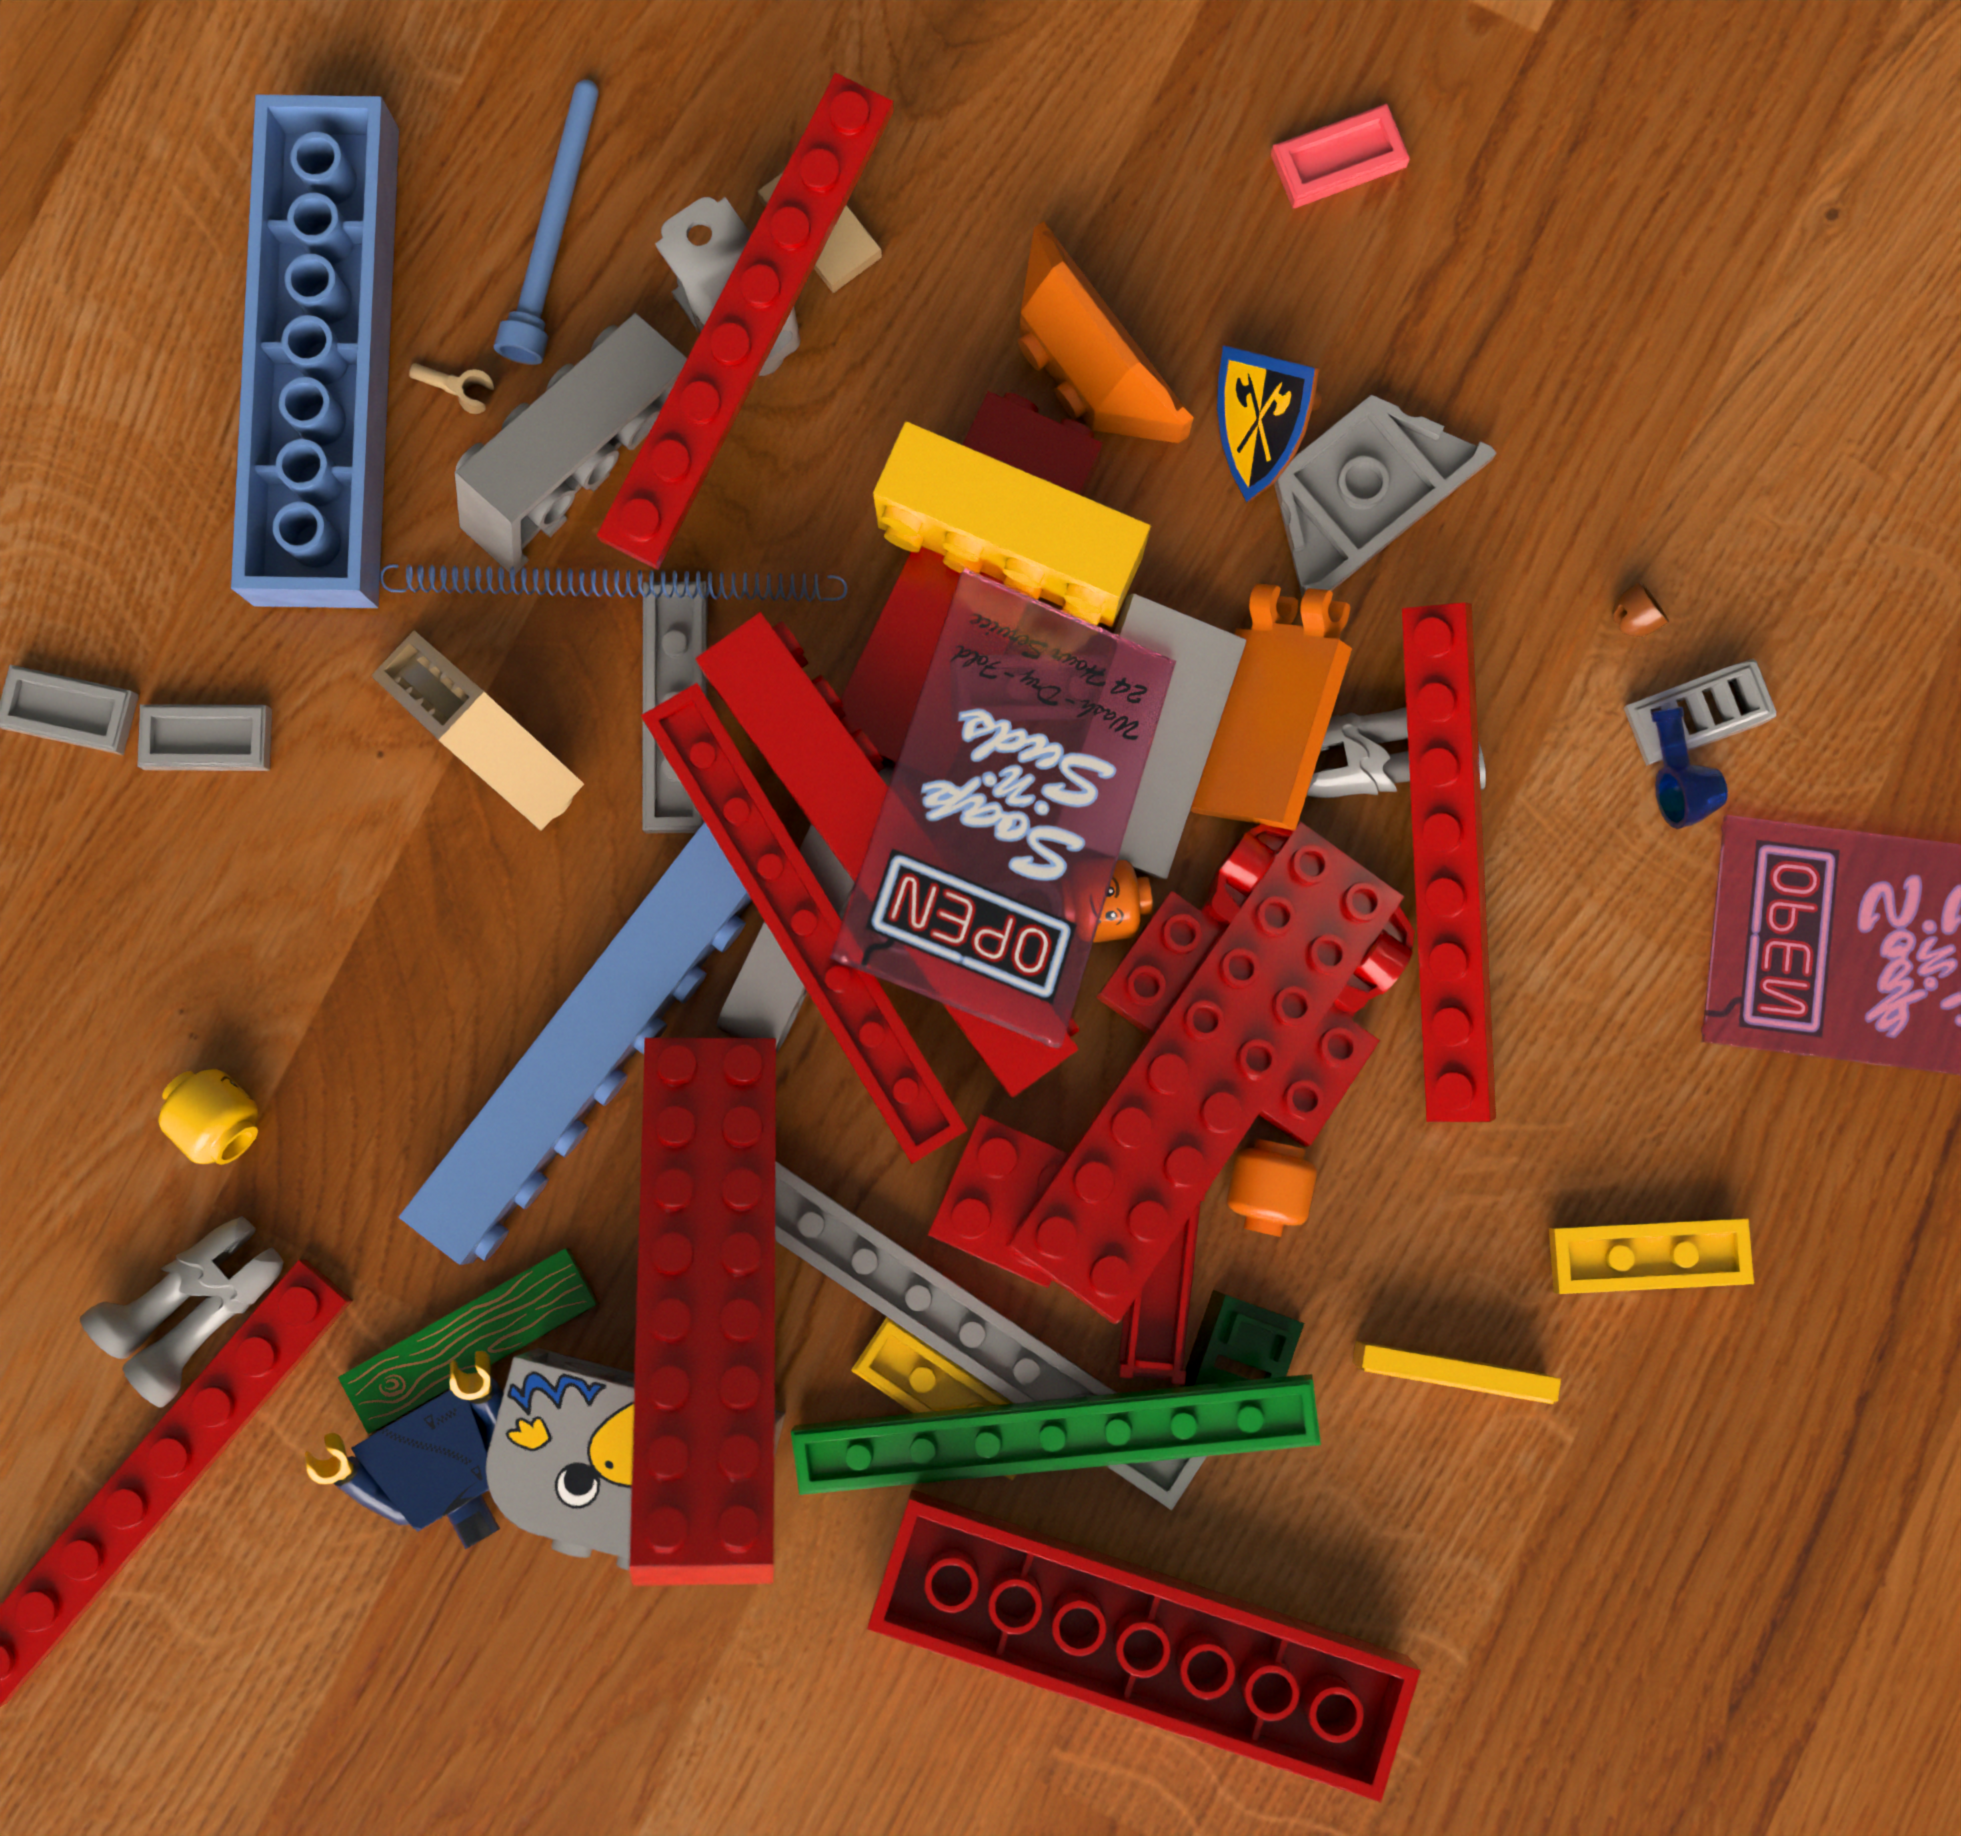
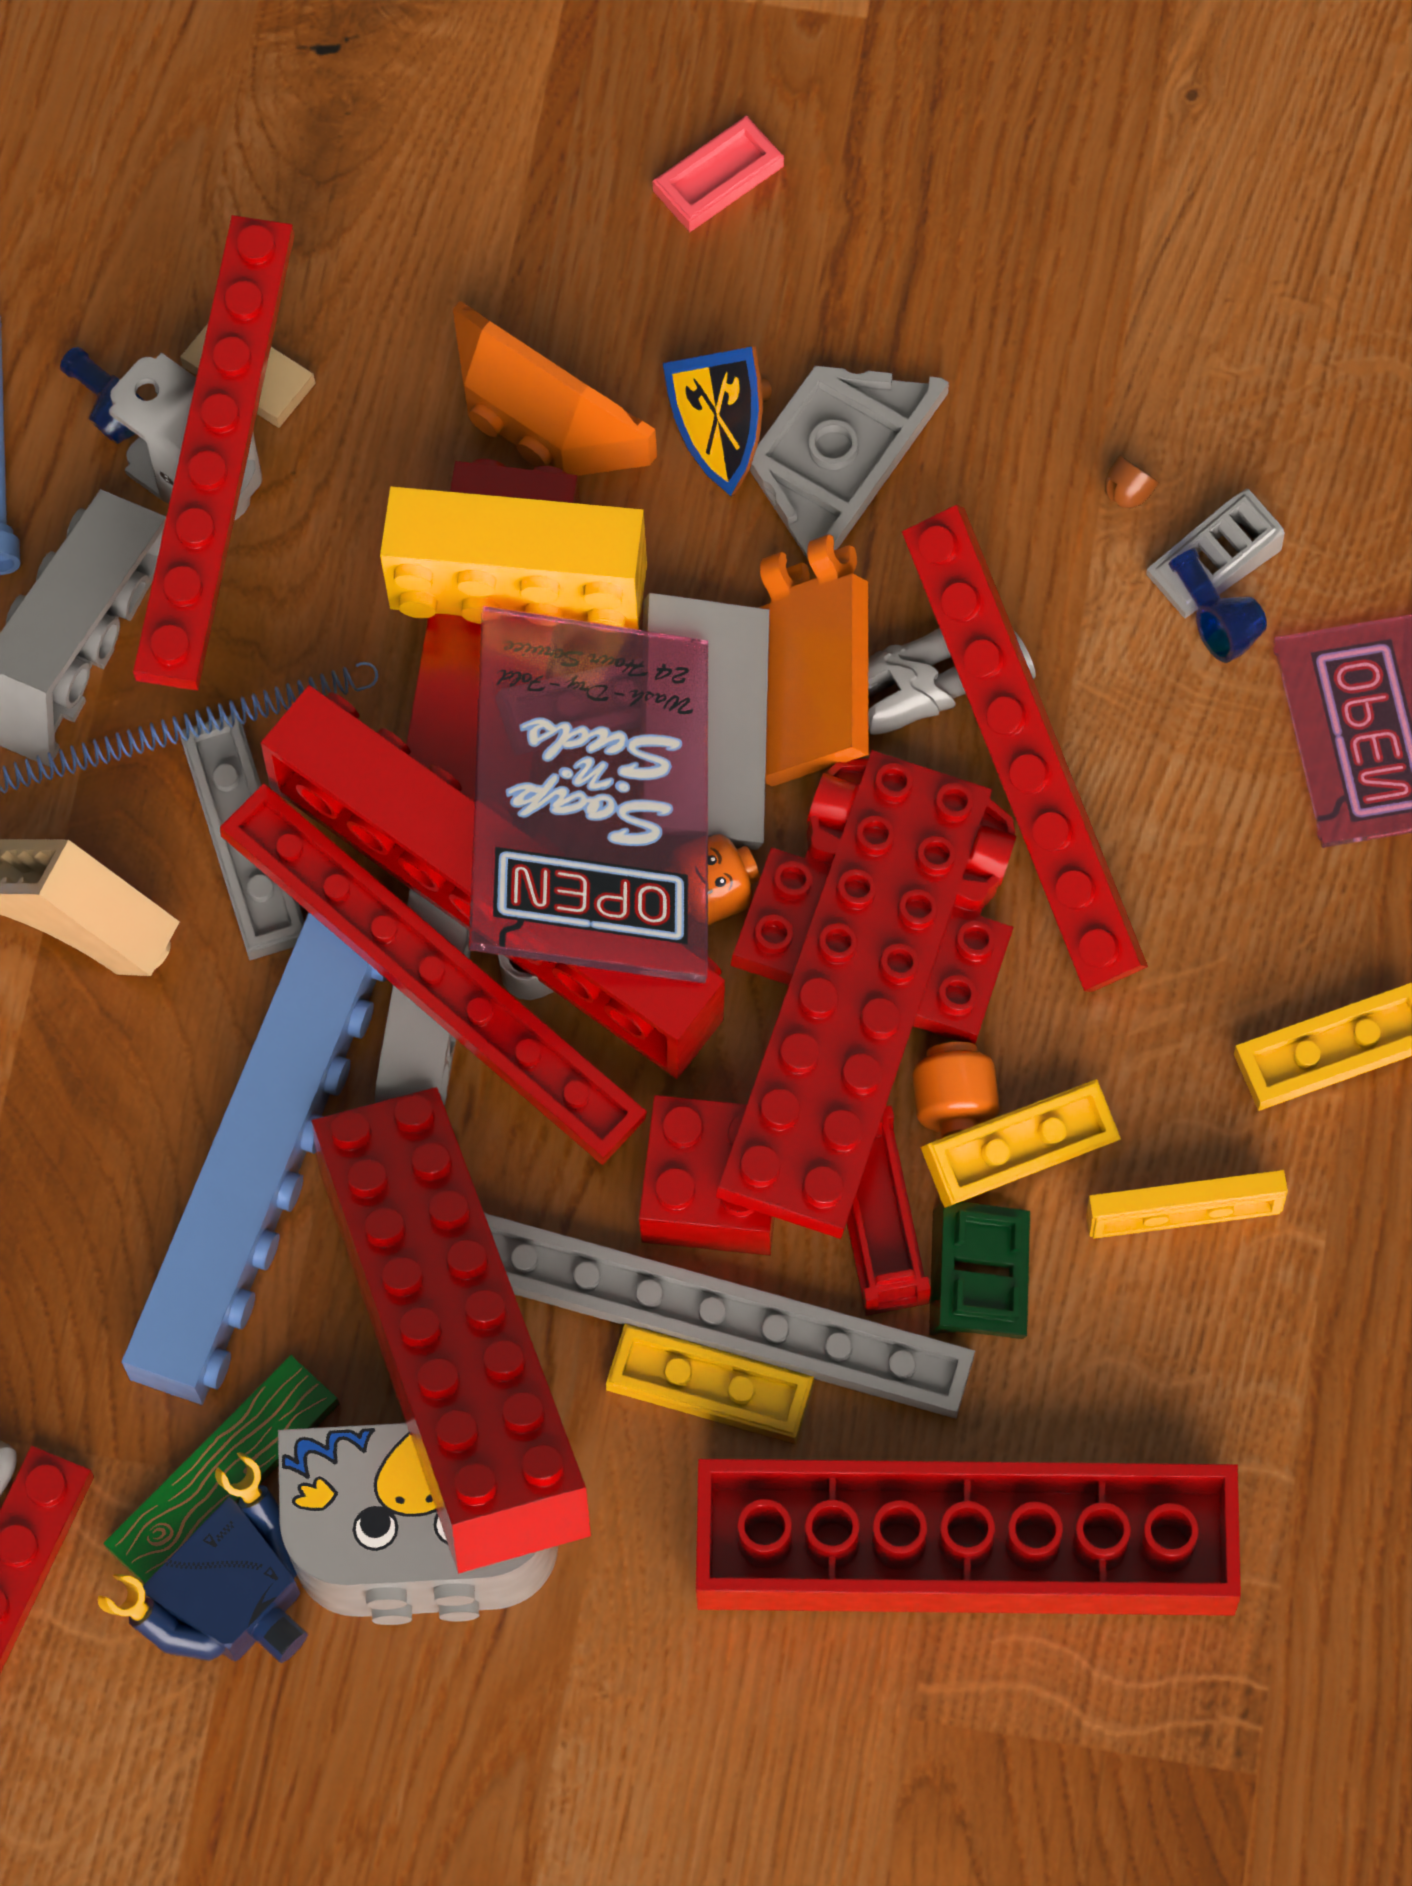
camera: 15 degrees left, 15 degrees down
(658, 169) = (78, 365): none -> clear blue bar
(1056, 1434) = (822, 1372): green tile -> none
(1316, 1262) = (1020, 1143): none -> yellow tile

